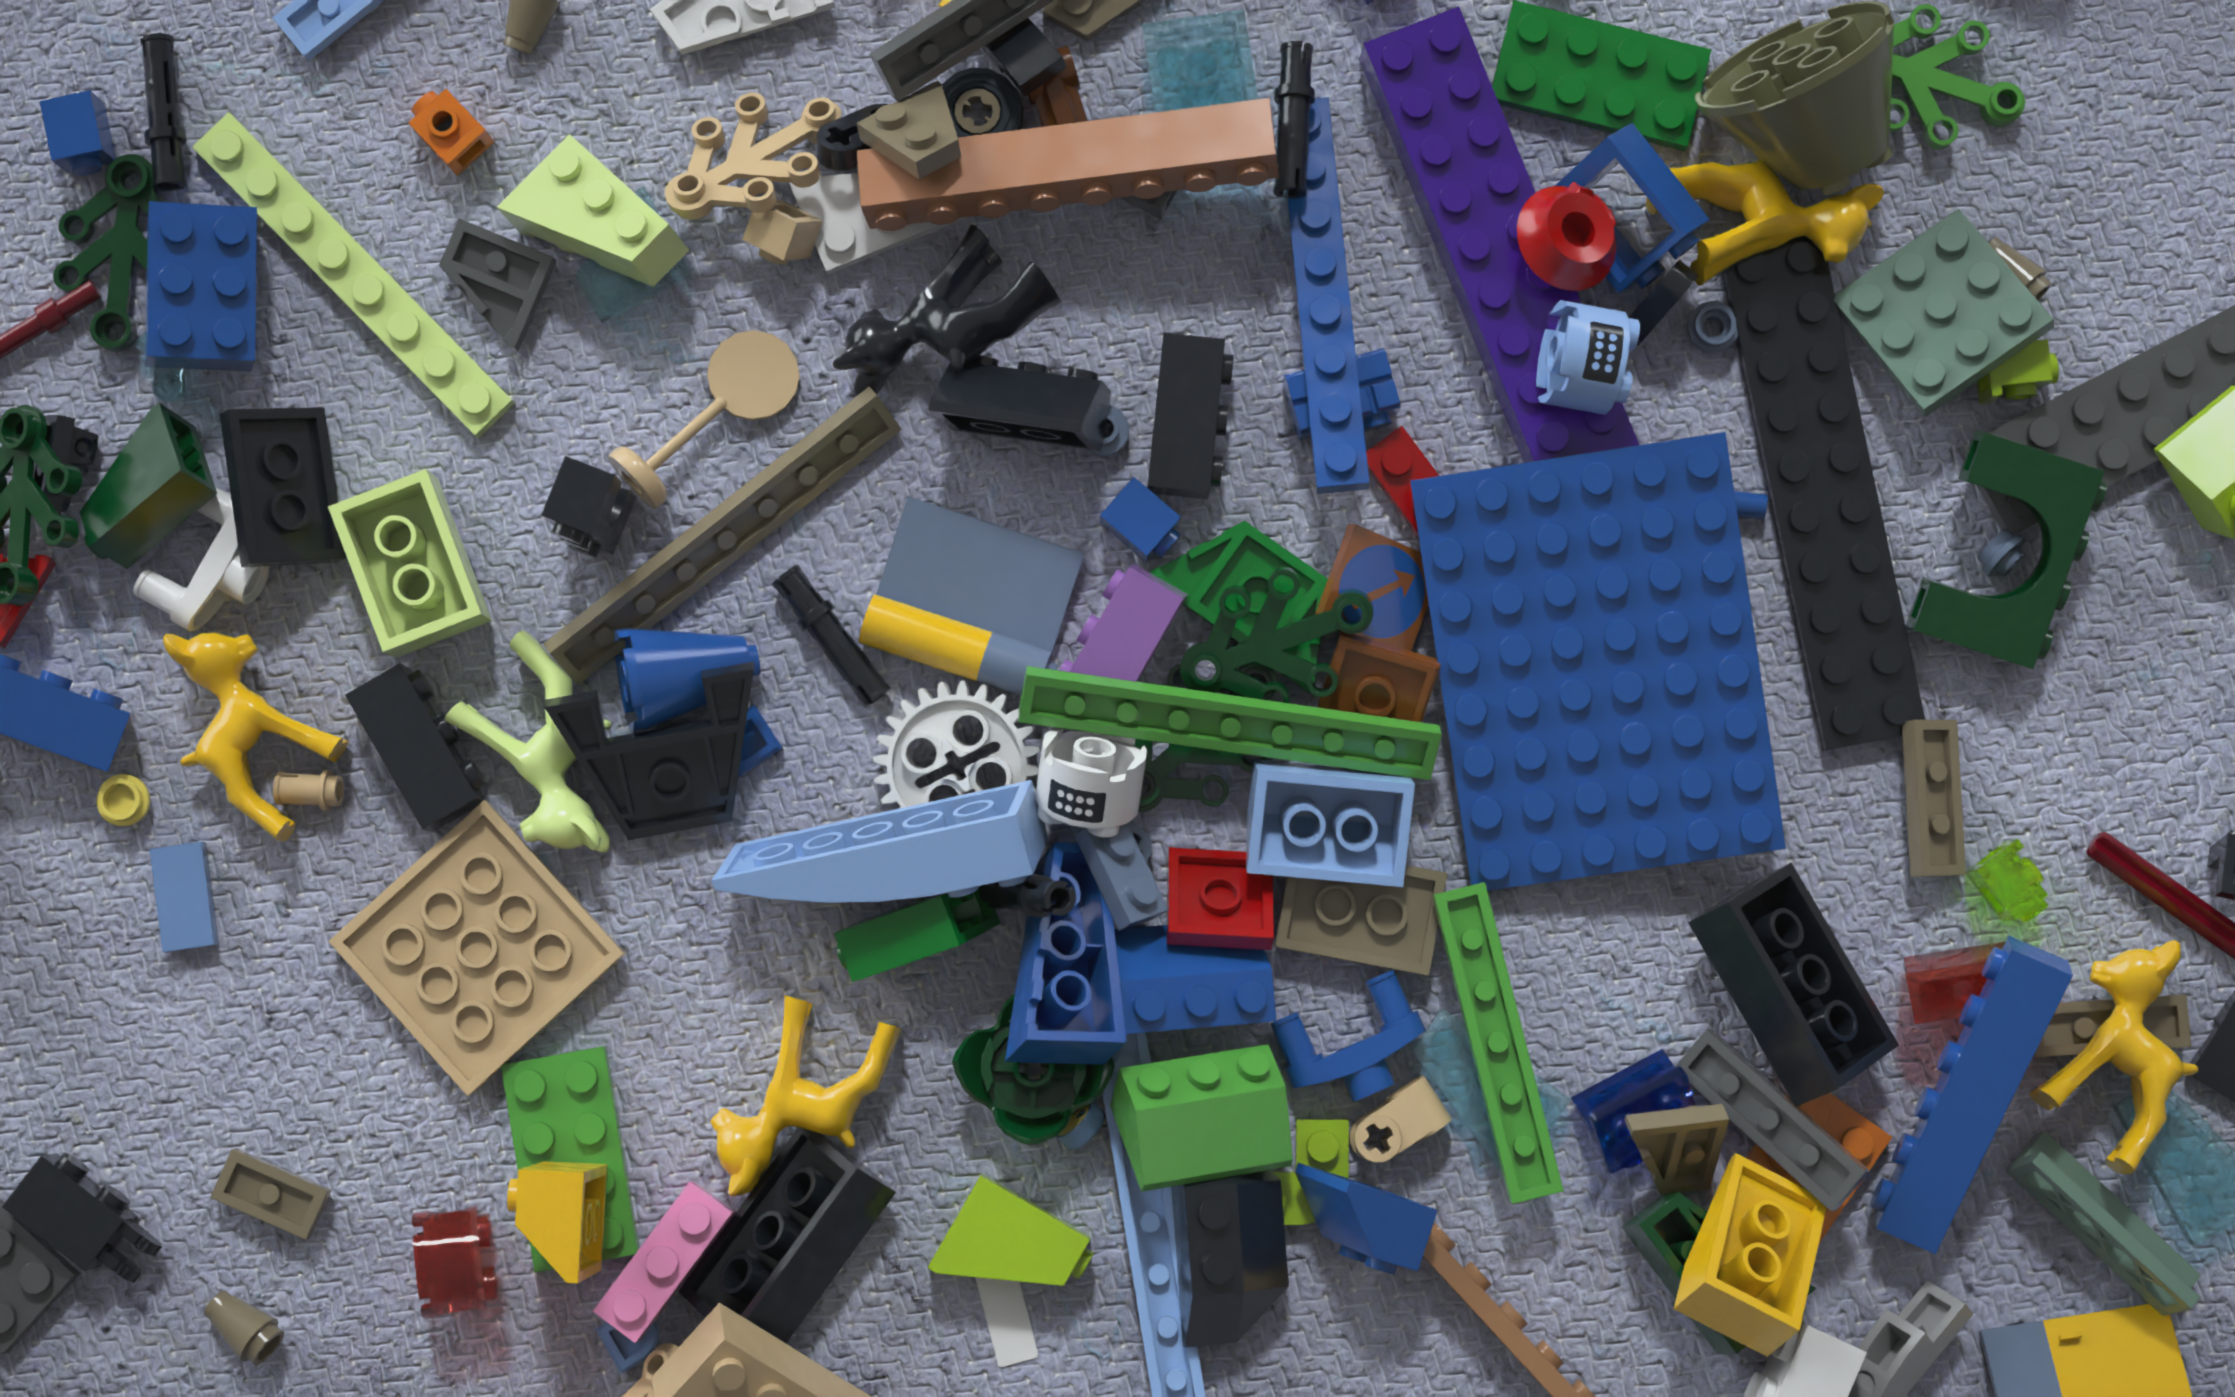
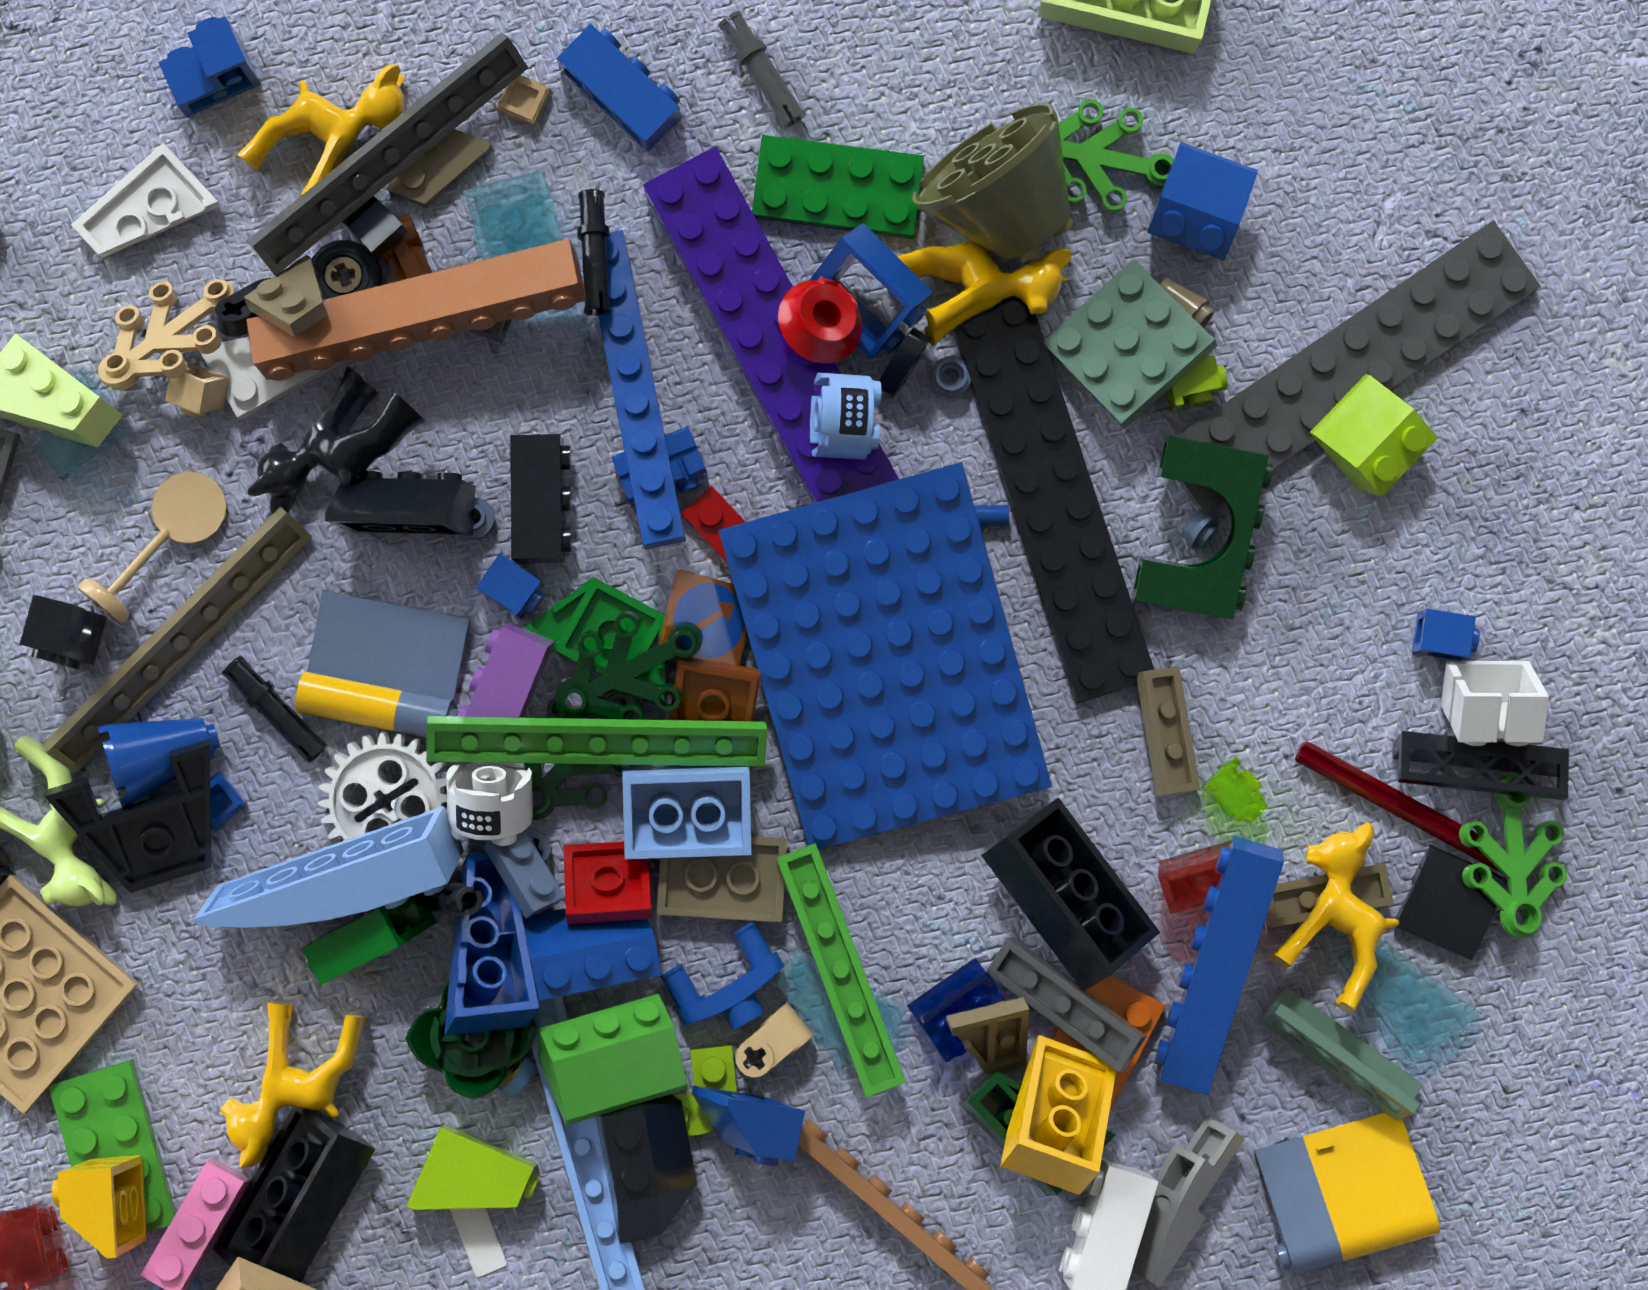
camera: 10 degrees left, 0 degrees up
(2054, 147) = (1202, 201): none -> blue slope

